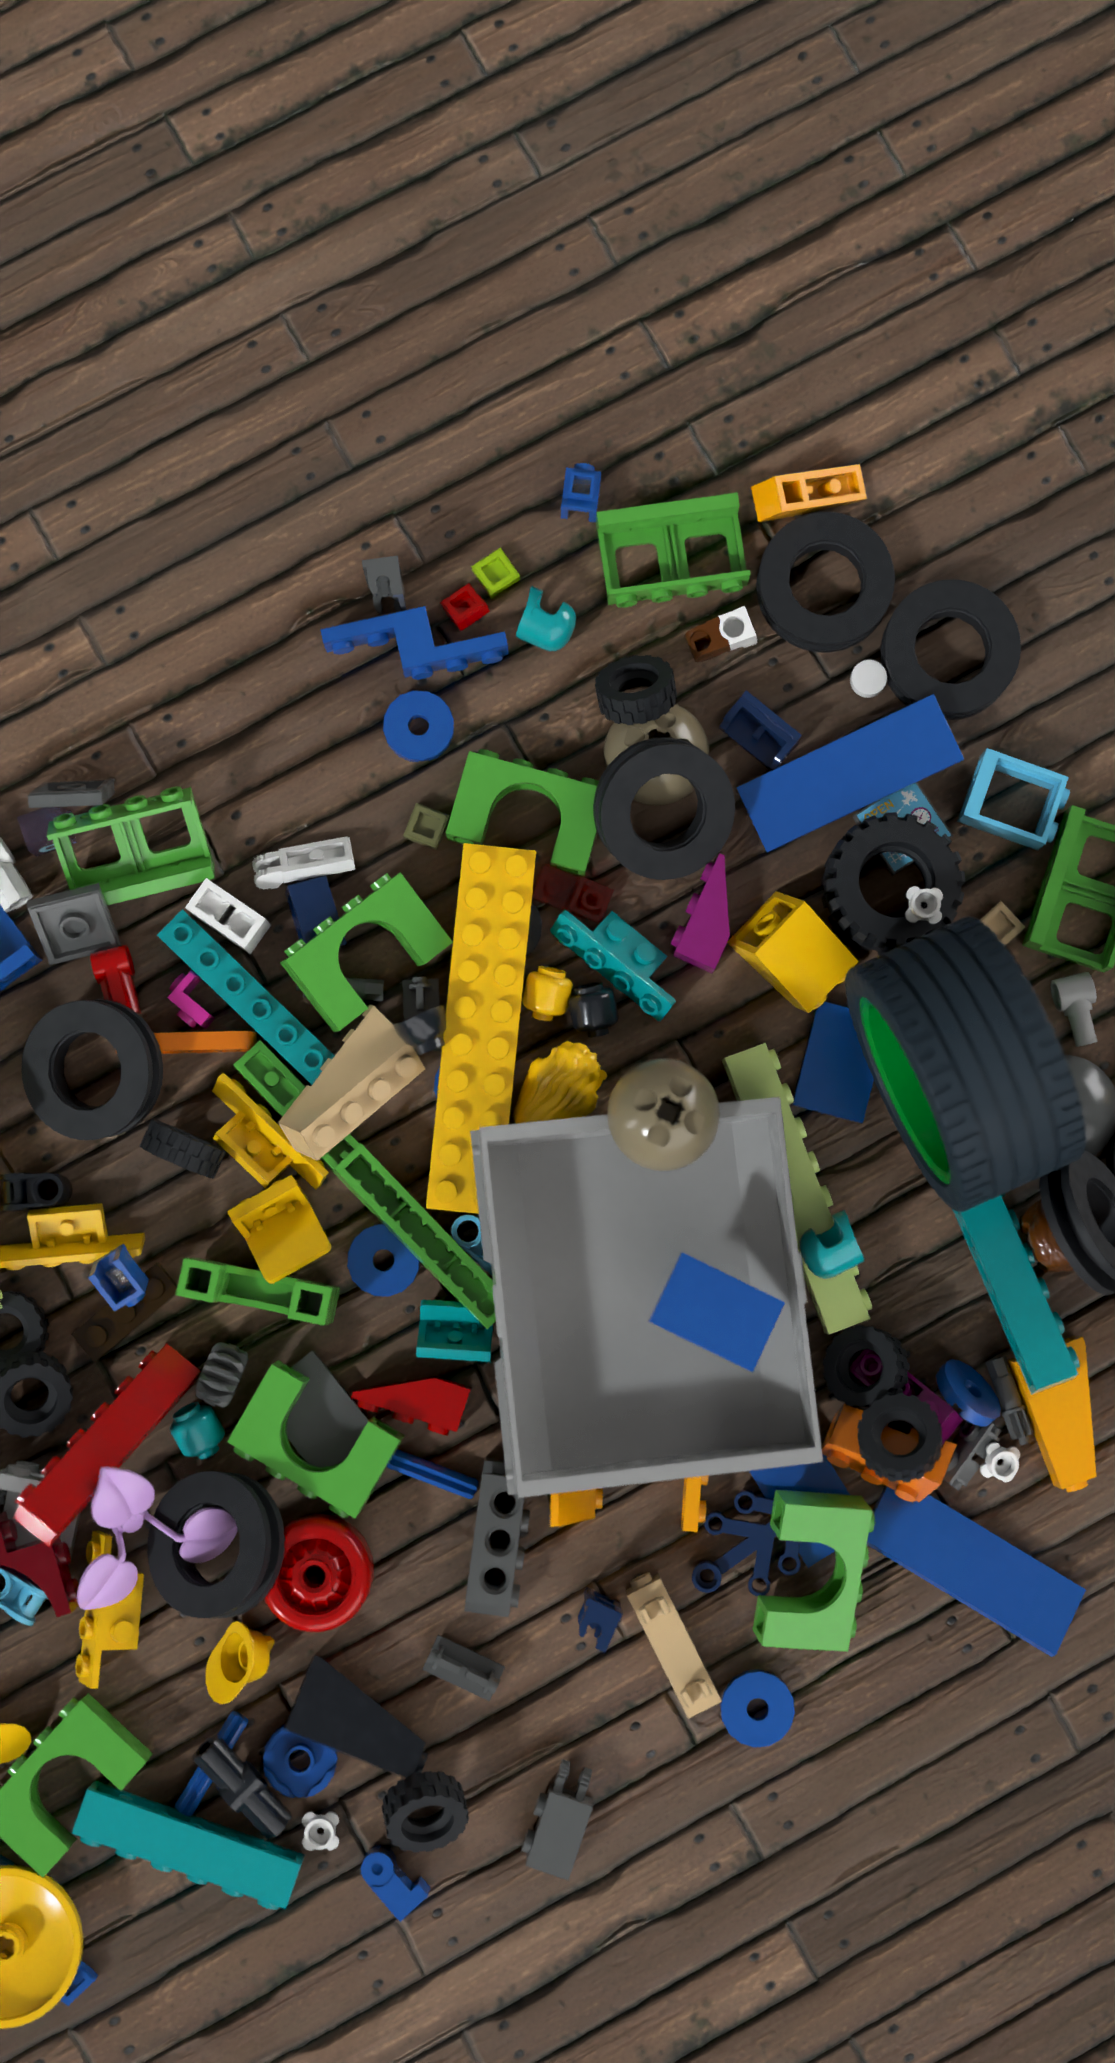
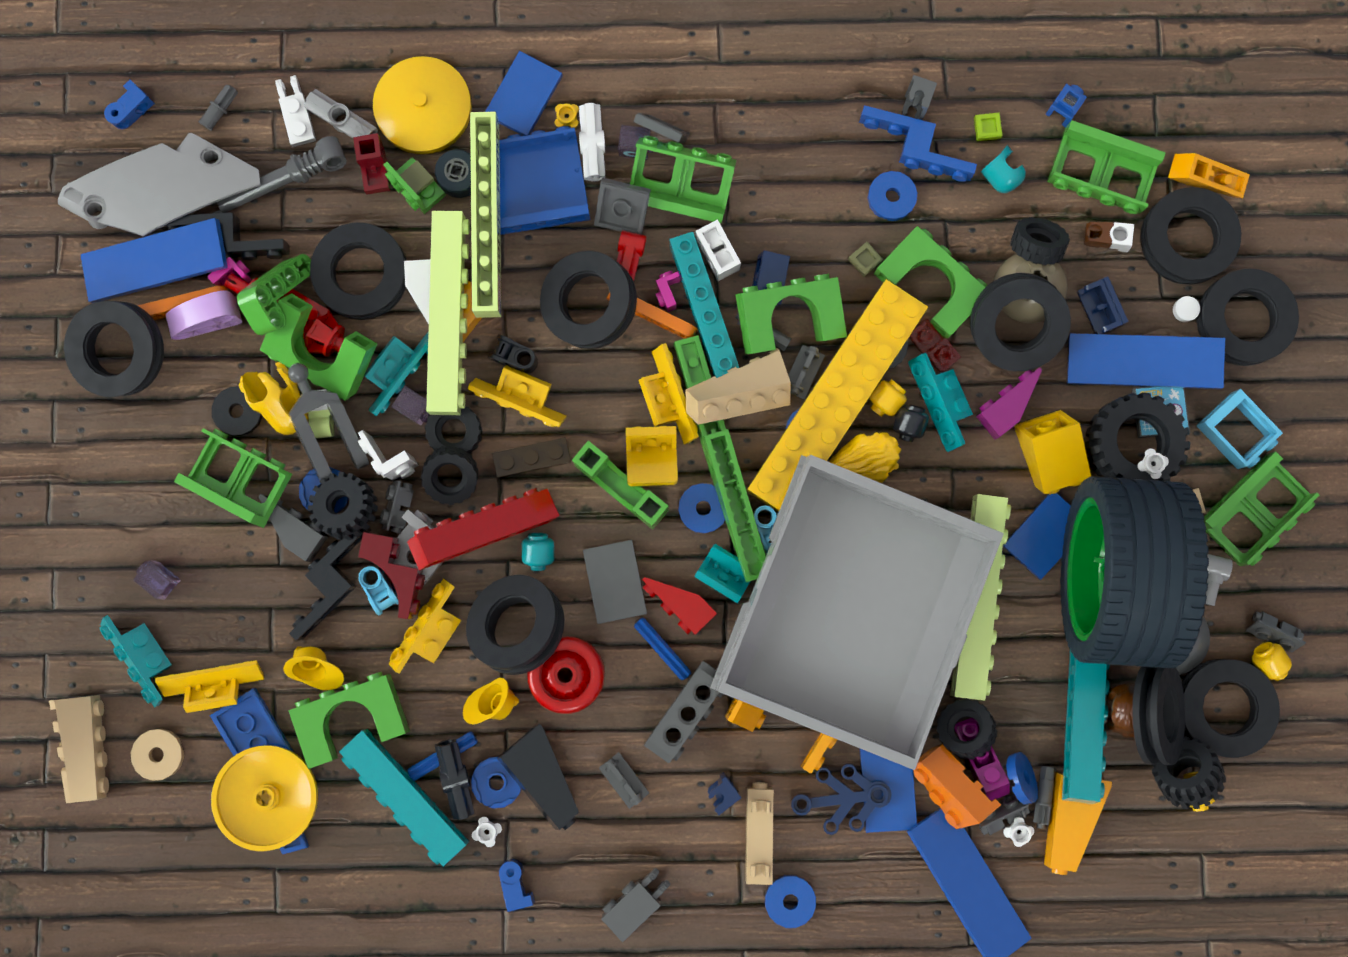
camera: 30 degrees right, 0 degrees up
(119, 1278) = (539, 434): blue window -> none
(122, 1505) = (471, 568): lavender plant -> none
(182, 1149) = (618, 376): black tyre -> none
(221, 1374) = (570, 524): dark grey gear -> none
(264, 1436) = (577, 574): bright green arch -> none
(303, 862) = (779, 242): white hinge -> none
(423, 1030) = (803, 379): black piece -> none
(430, 1831) = (555, 868): black tyre -> none
(465, 607) = (958, 137): red tile -> none
(644, 1122) = (913, 504): dark tan piece -> none
(716, 1312) = (897, 643): blue tile -> none
(827, 1616) = (865, 867): bright green arch -> none
(832, 1250) = (987, 646): teal helmet -> none
(907, 1409) = (978, 764): black tyre -> none

